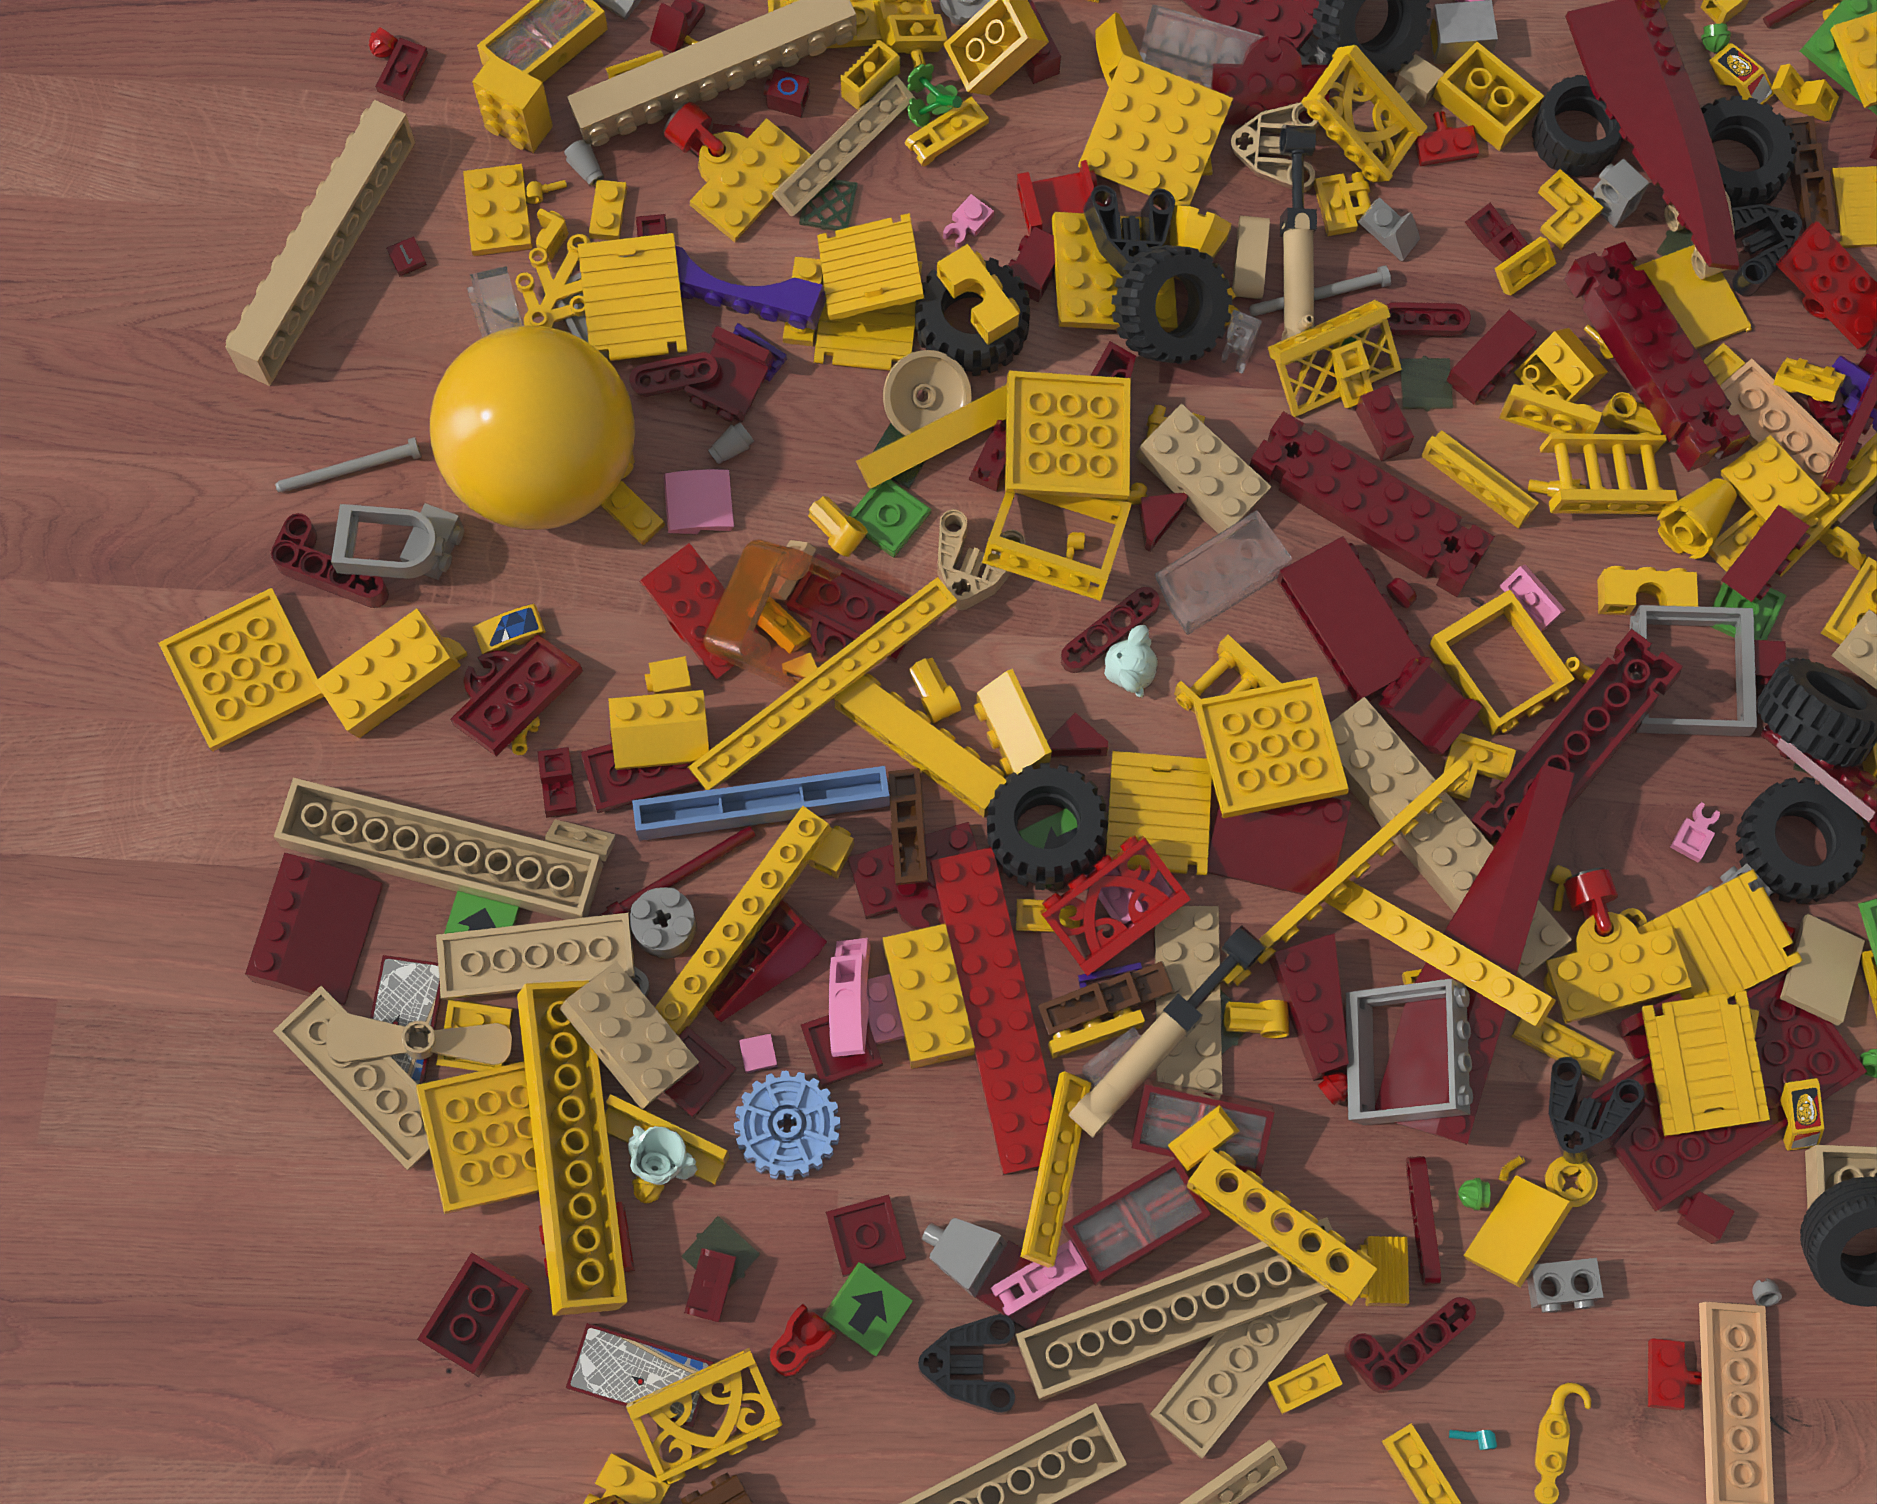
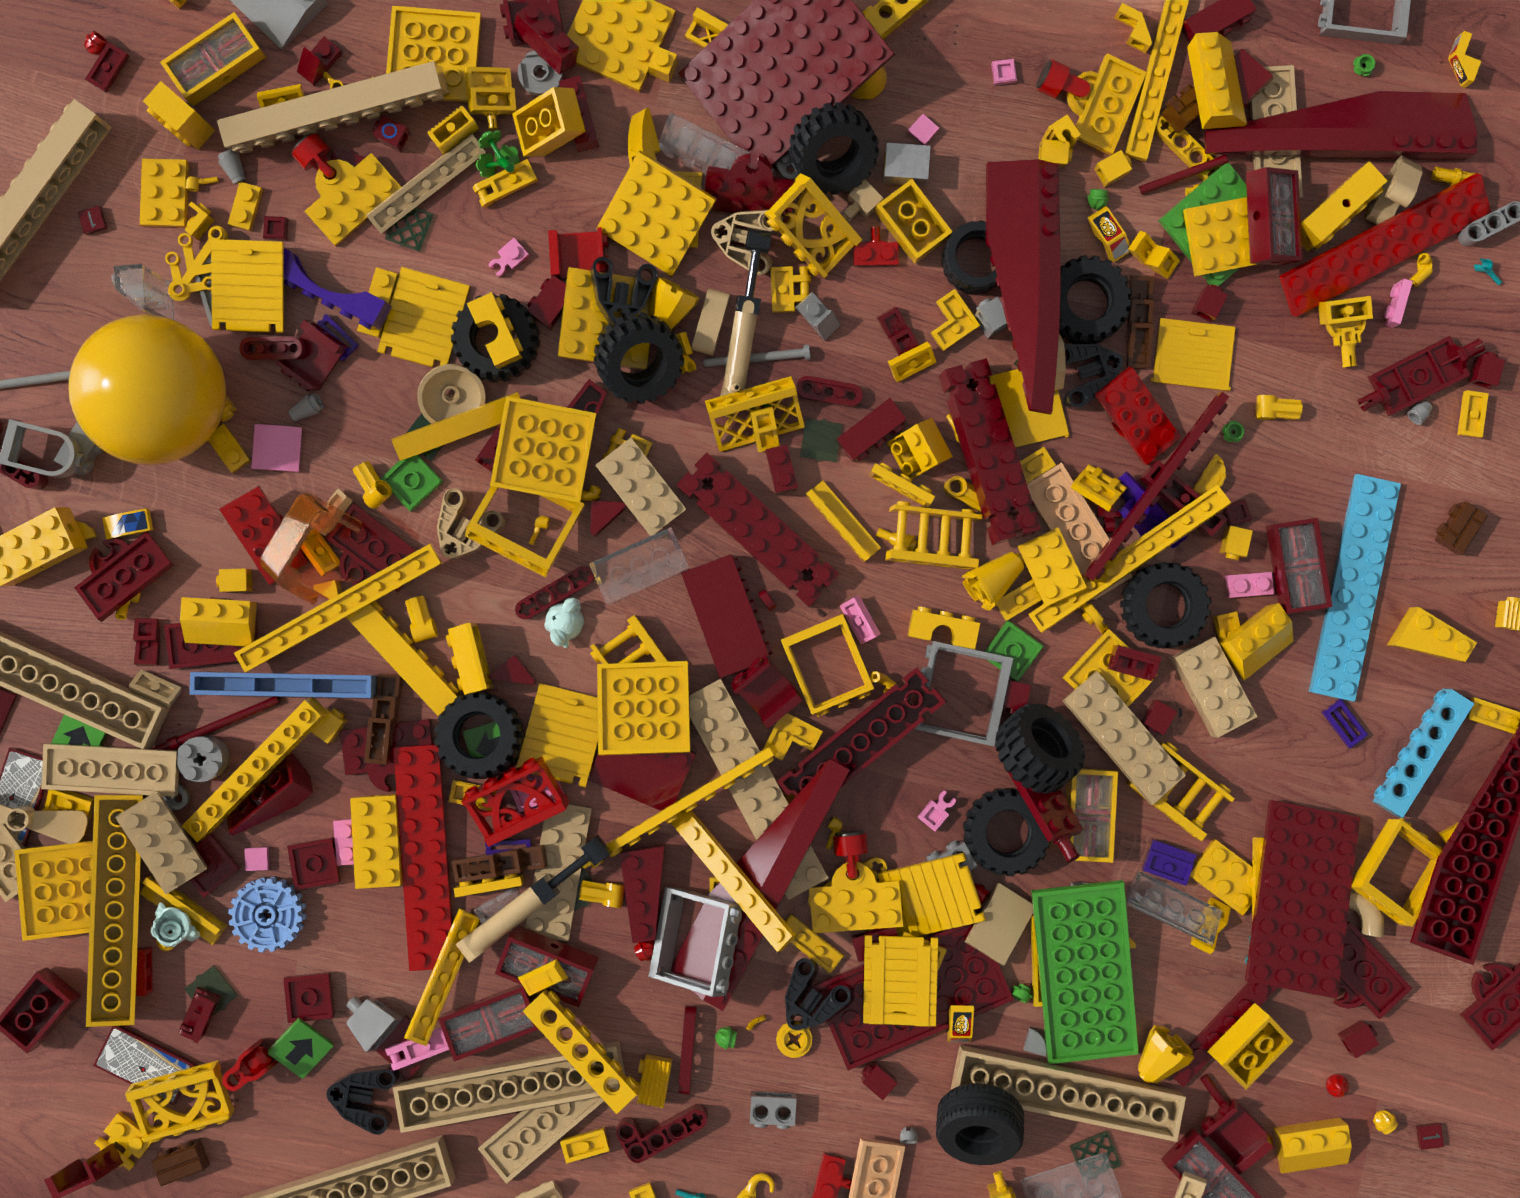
camera: 15 degrees right, 15 degrees up
(848, 997) = (318, 835): bright pink slope -> none
(870, 267) = (426, 288): yellow door -> none
(1241, 338) = (689, 389): clear hinge -> none
(1518, 1231) = (748, 1069): yellow tile -> none
(1766, 554) = (1031, 620): dark red brick -> none

